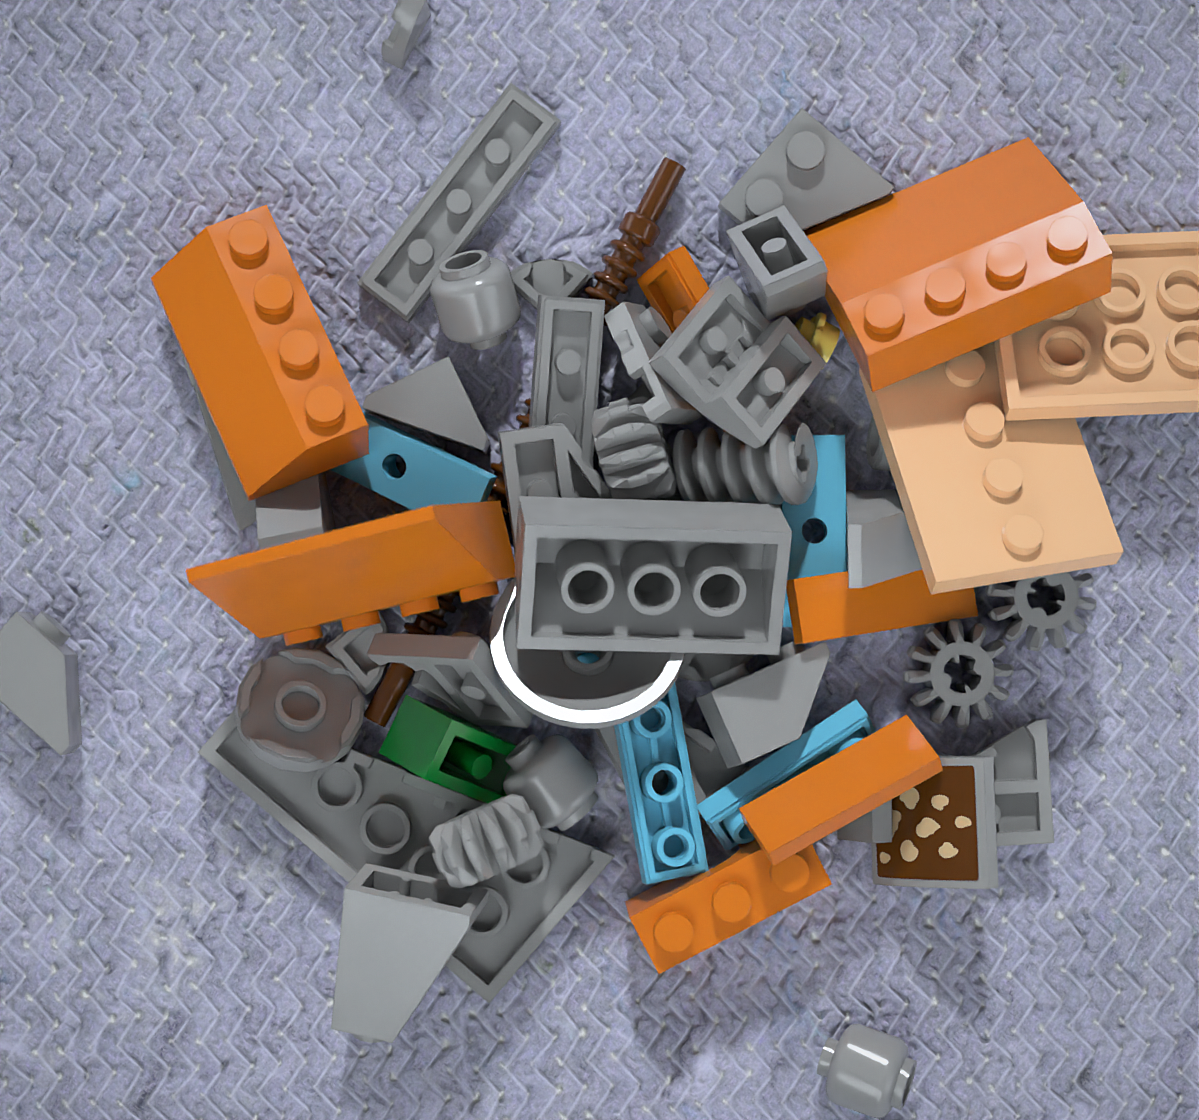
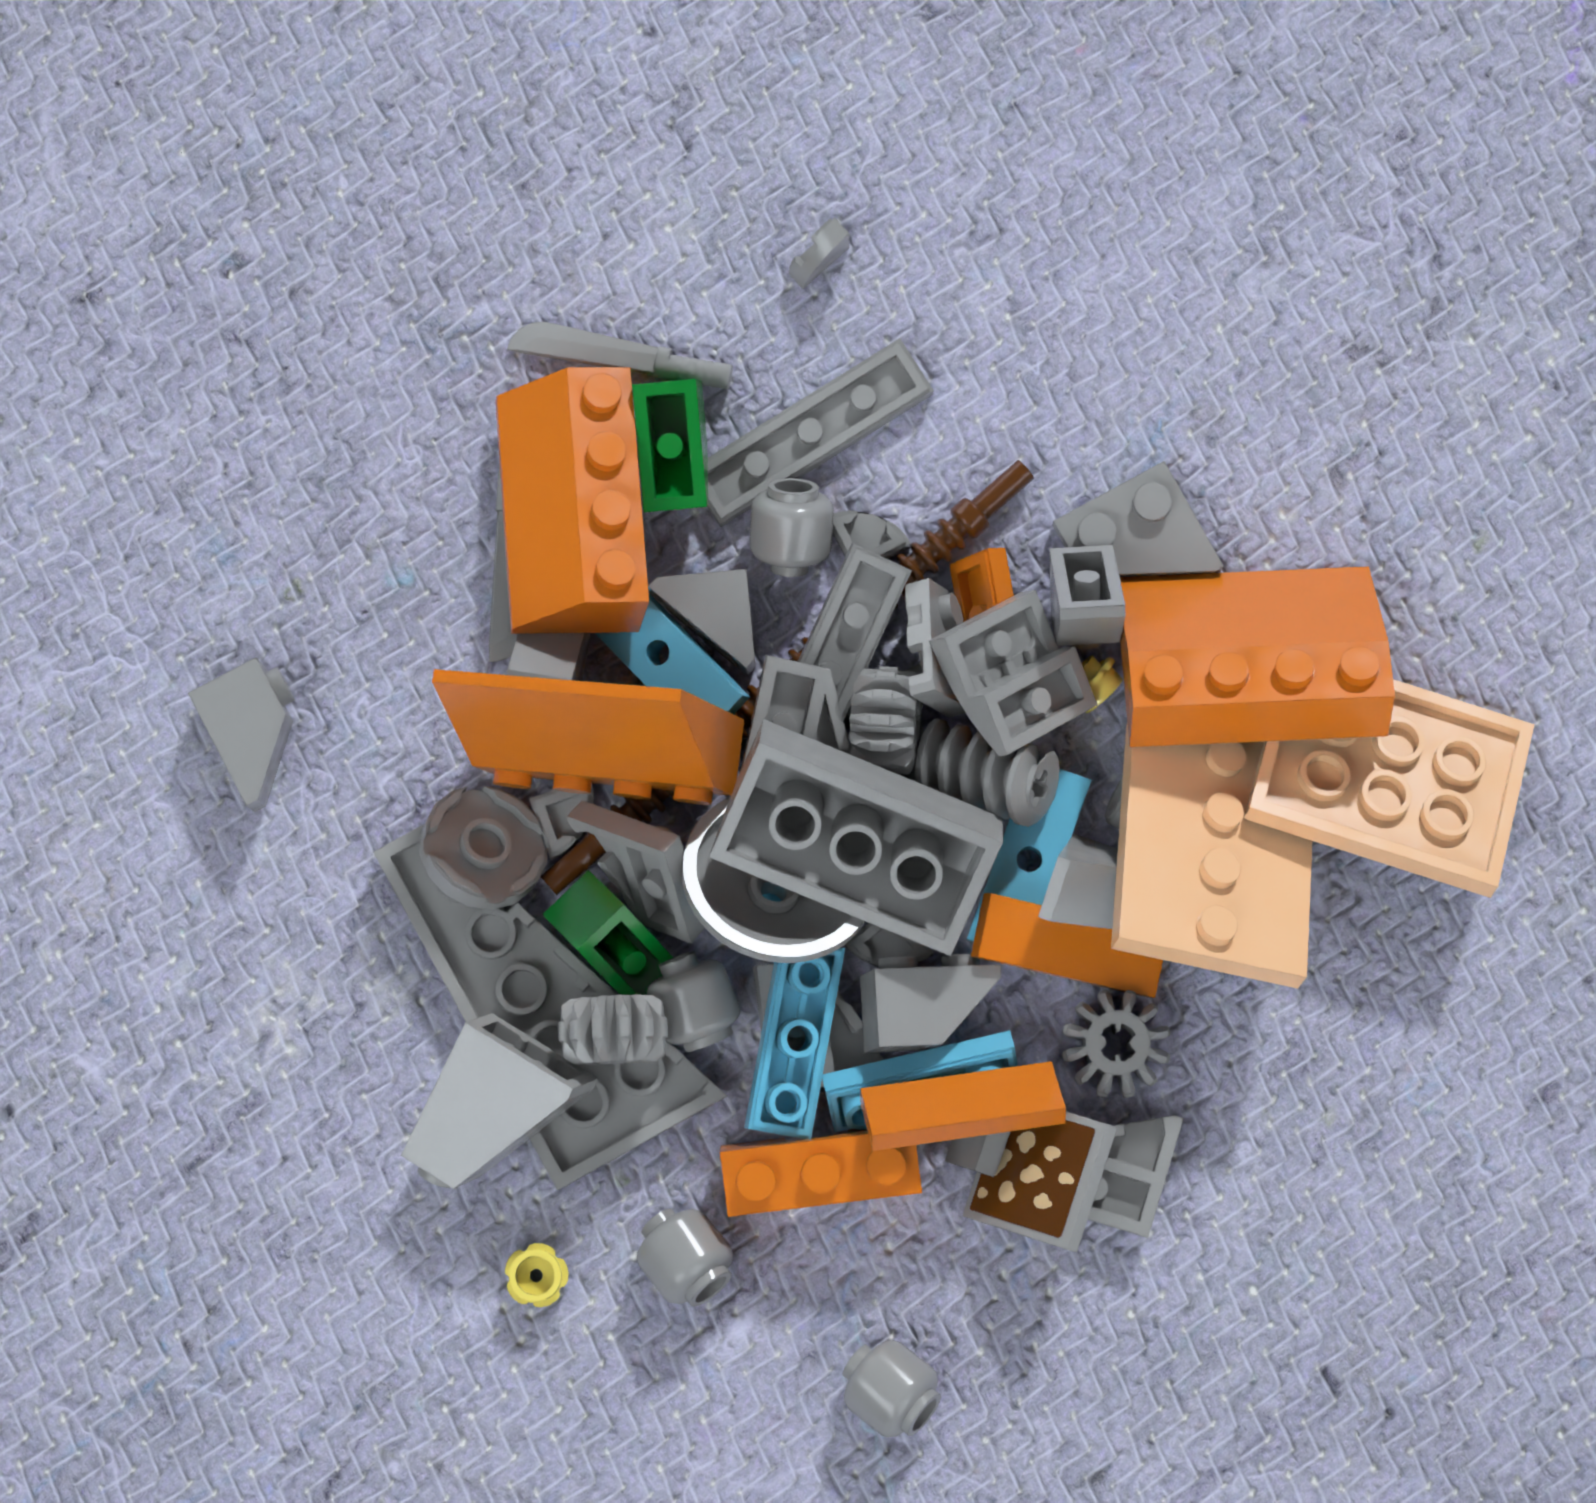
camera: 20 degrees right, 5 degrees down
(230, 198) = (595, 349): none -> light grey piece
(333, 264) = (671, 444): none -> green slope
(489, 1101) = (523, 1263): none -> light yellow plate
(630, 1020) = (685, 1256): none -> light grey head
(1036, 619) = (1207, 1016): light grey gear -> none

